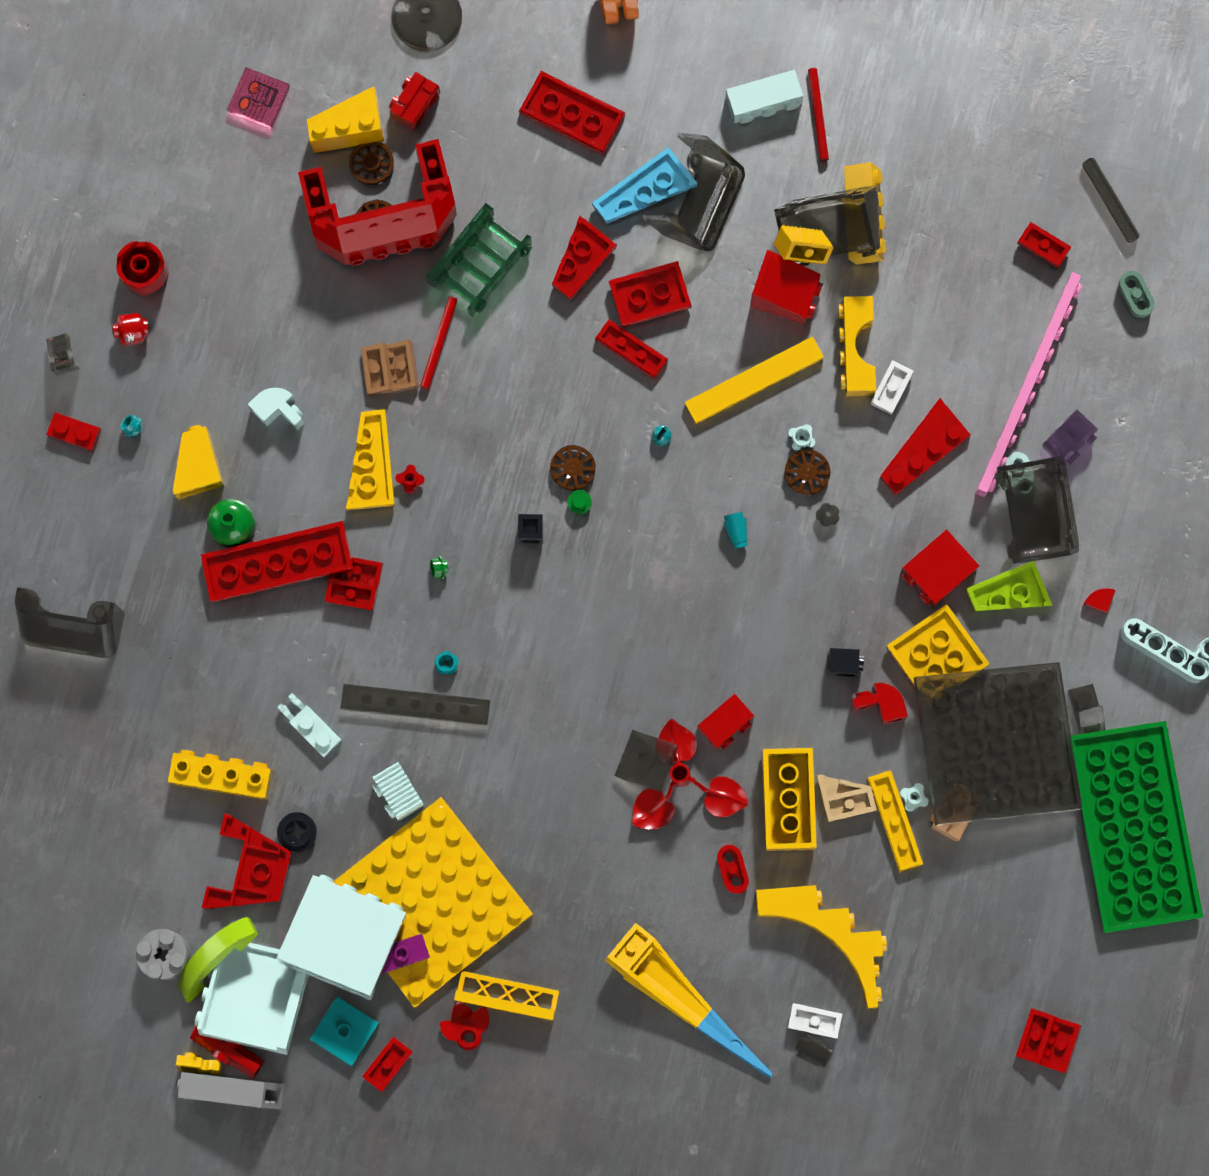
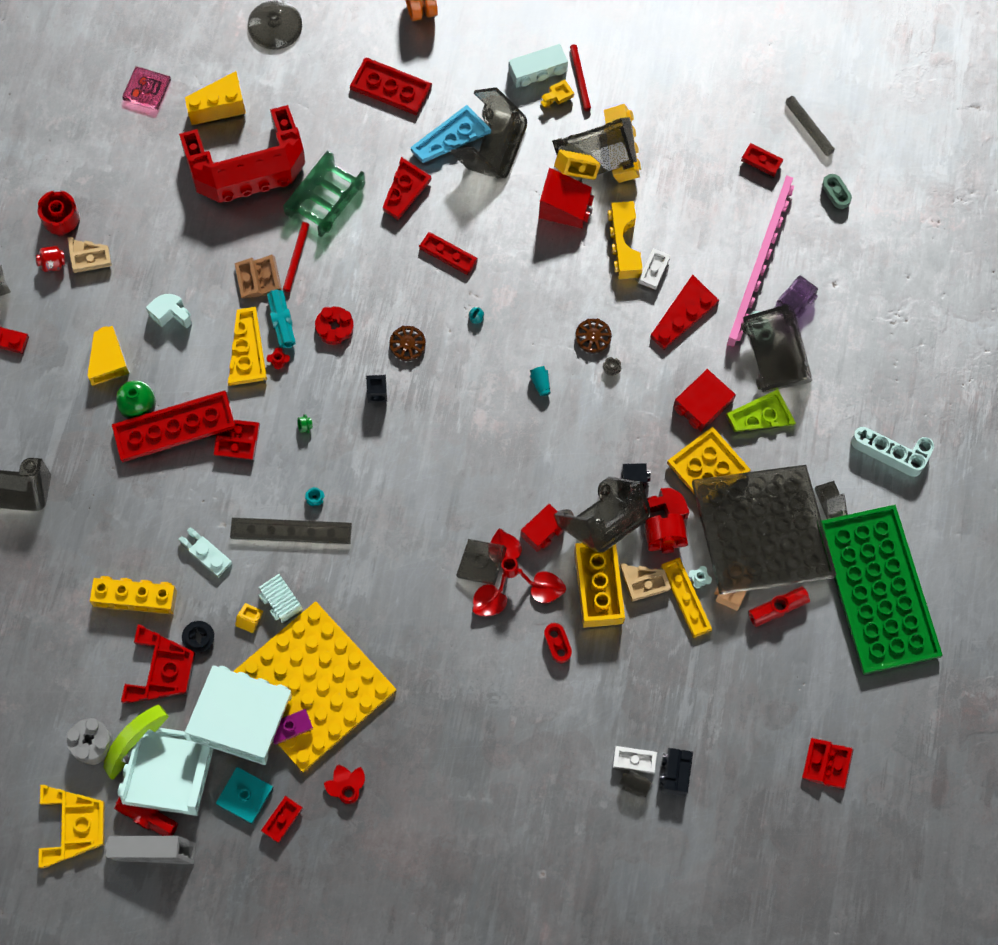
camera: 10 degrees left, 10 degrees down
(131, 425) = (53, 331): teal plate -> none
(150, 1053) = (81, 825): none -> yellow wing
(177, 326) = (88, 255): none -> tan wing
(194, 1064) = (118, 828): yellow plate -> none
(359, 811) = (248, 618): none -> yellow slope
(371, 163) = (237, 130): reddish brown wheel -> none
(414, 101) = (268, 82): red brick -> none
(416, 427) = (281, 319): none -> teal piece
(470, 444) = (334, 314): none -> red plate
(510, 1006) = (378, 763): yellow fence -> none
(579, 502) = (414, 368): green plate -> none
(650, 294) = (460, 211): red plate -> none
(655, 974) = (500, 730): yellow plate -> none
(754, 380) = (545, 270): yellow tile -> none
(789, 135) = (558, 92): none -> yellow plate
(805, 431) = (581, 307): light aqua plate -> none
(806, 718) = (613, 517): none -> clear smoke windscreen
(835, 924) = (666, 698): yellow arch -> none
(864, 1039) = (676, 771): none -> black brick
(876, 741) = (665, 533): none -> red brick
(1022, 835) = (768, 612): none -> red piece
(1100, 599) = (833, 417): red tile -> none

